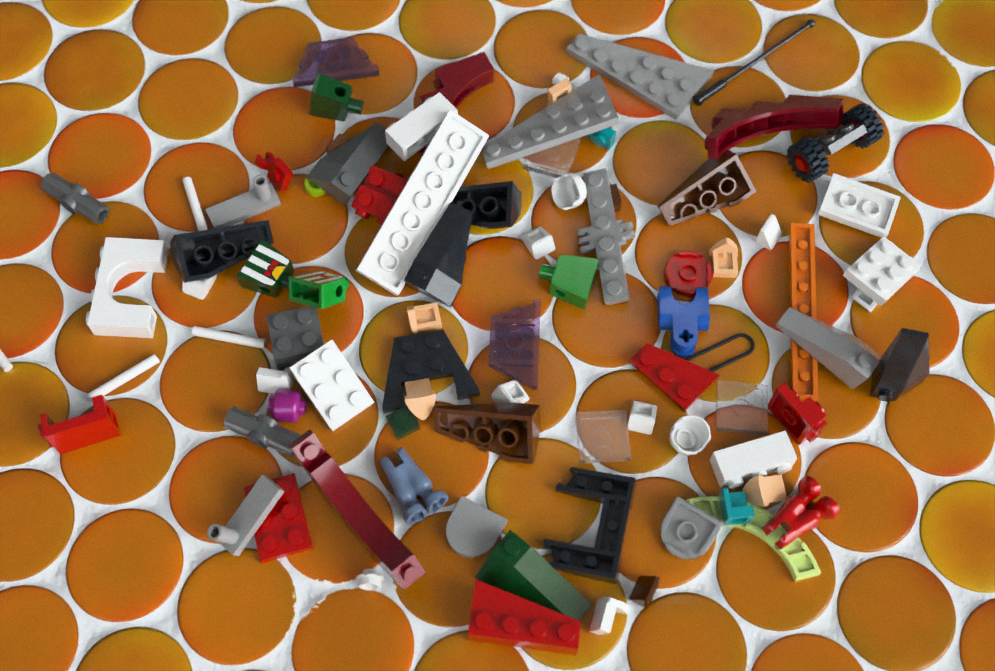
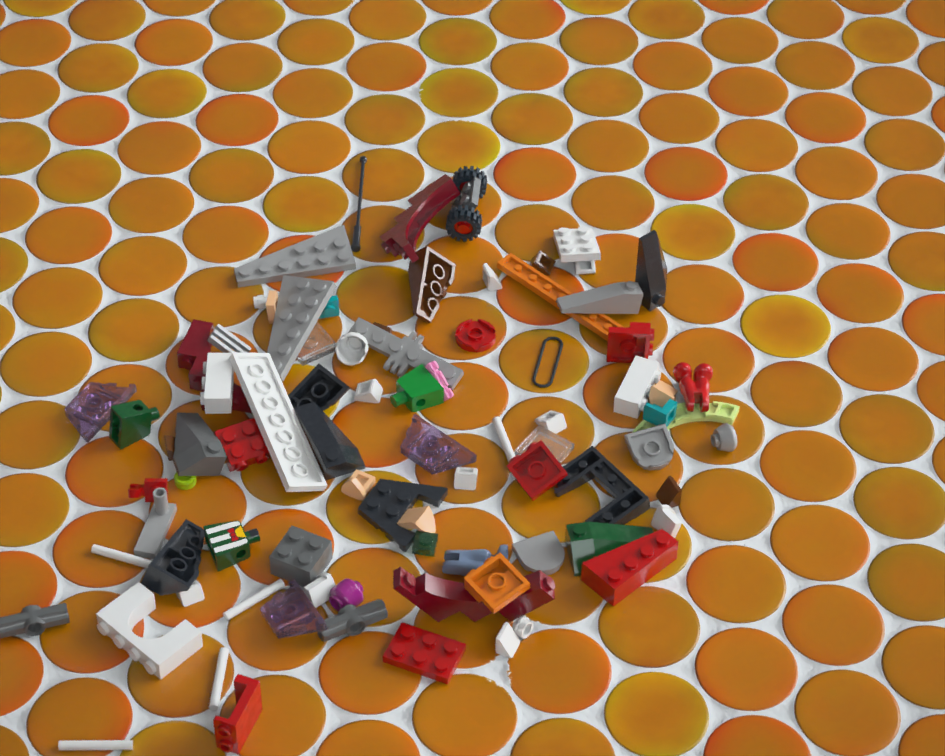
camera: 50 degrees left, 20 degrees down
(228, 379) = (292, 613): none -> clear purple wing
(247, 517) = (411, 660): light grey piece -> none
(328, 292) = (279, 518): green torso -> none
(331, 385) = (360, 557): white plate -> none
(343, 579) = (506, 641): none -> white slope
(368, 527) = (495, 583): none -> orange plate
(498, 114) = (230, 341): none -> light grey tile
(500, 428) = (486, 493): reddish brown wedge -> none
(561, 451) = (536, 469): none -> red plate
(581, 396) = (503, 438): none -> white bar
(597, 288) = (433, 367): none -> bright pink axle
(672, 375) = (539, 388): red wing -> none
(683, 319) = (508, 355): blue piece -> none
(689, 435) = (590, 403): white hair -> none
(724, 259) = (484, 310): light nougat tile -> none
(741, 407) = (595, 372): clear tile -> none
(761, 589) = (724, 438): none -> light grey cone
(832, 259) = (542, 263): none -> reddish brown slope
(859, 205) = (519, 226): white plate -> none

